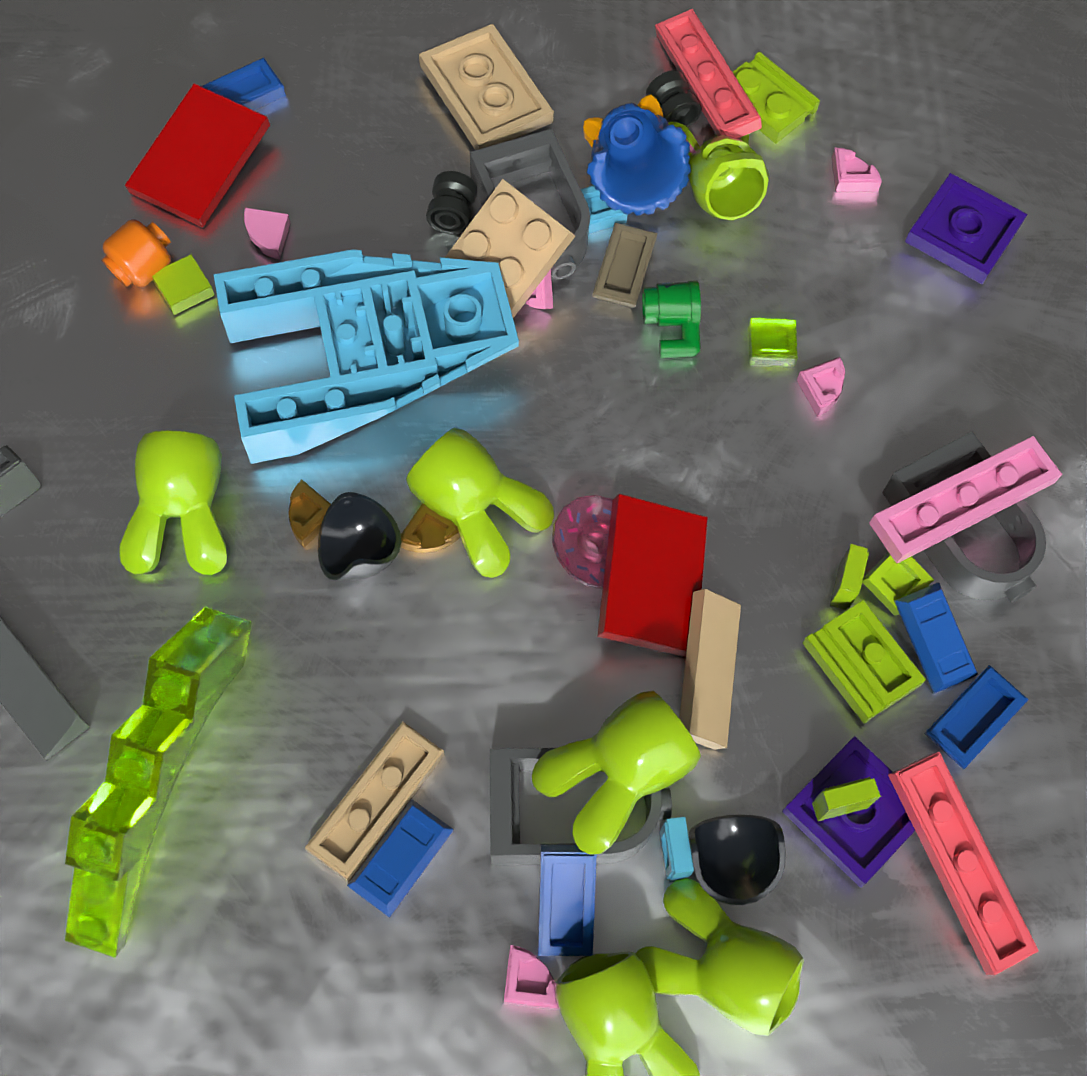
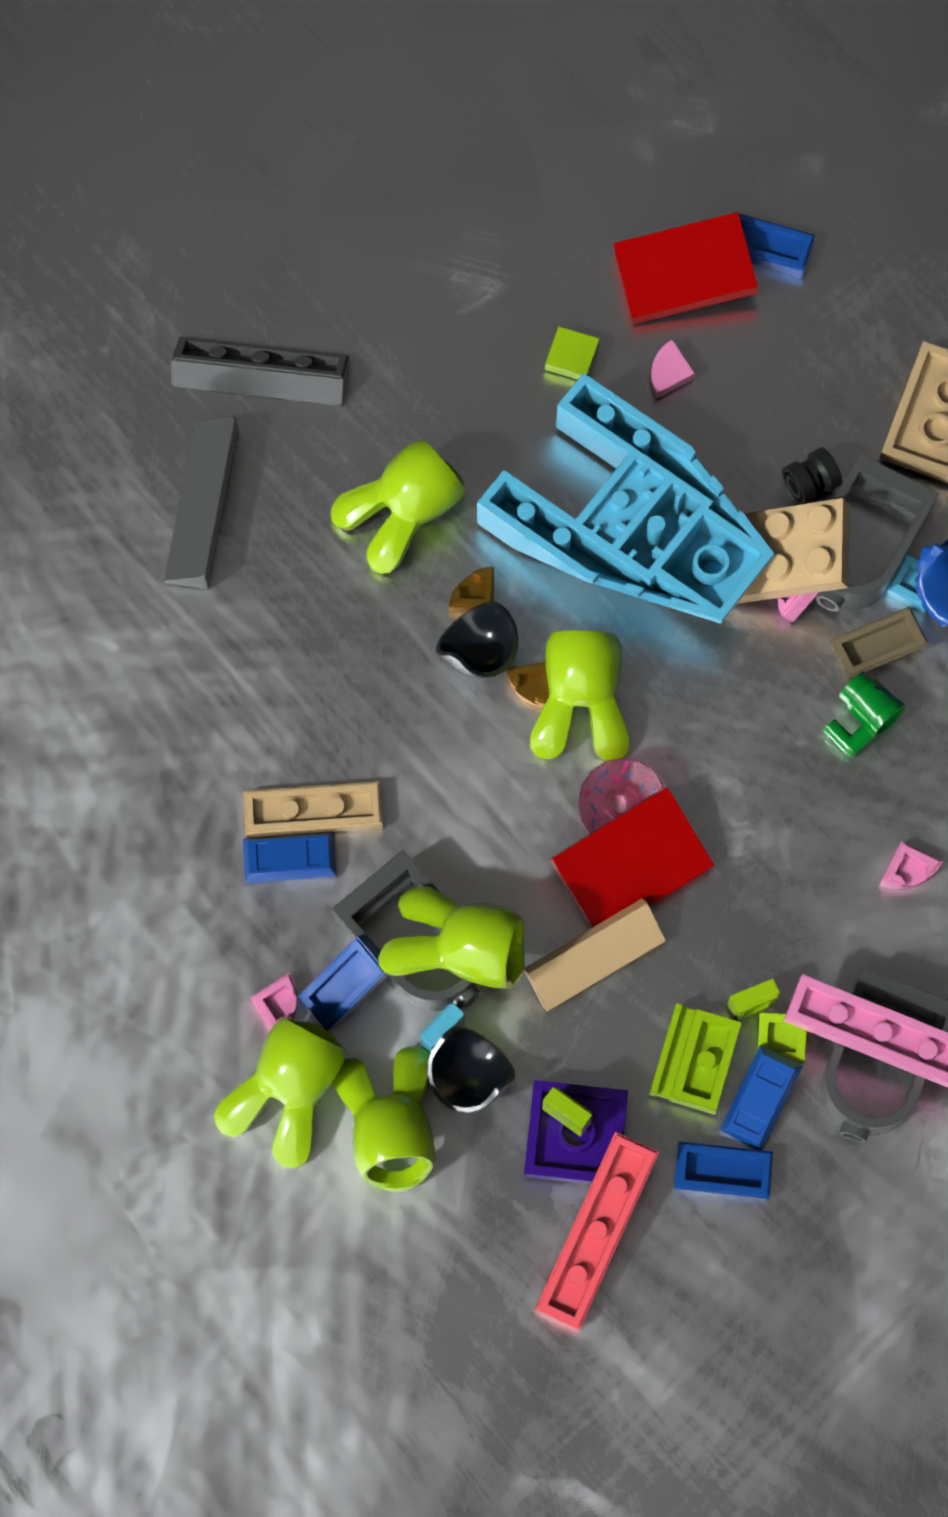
camera: 55 degrees right, 5 degrees up
(136, 253) = (564, 303): orange head -> none
(146, 754) = (208, 641): clear neon green arch -> none
(772, 342) = (912, 803): clear neon green tile -> none

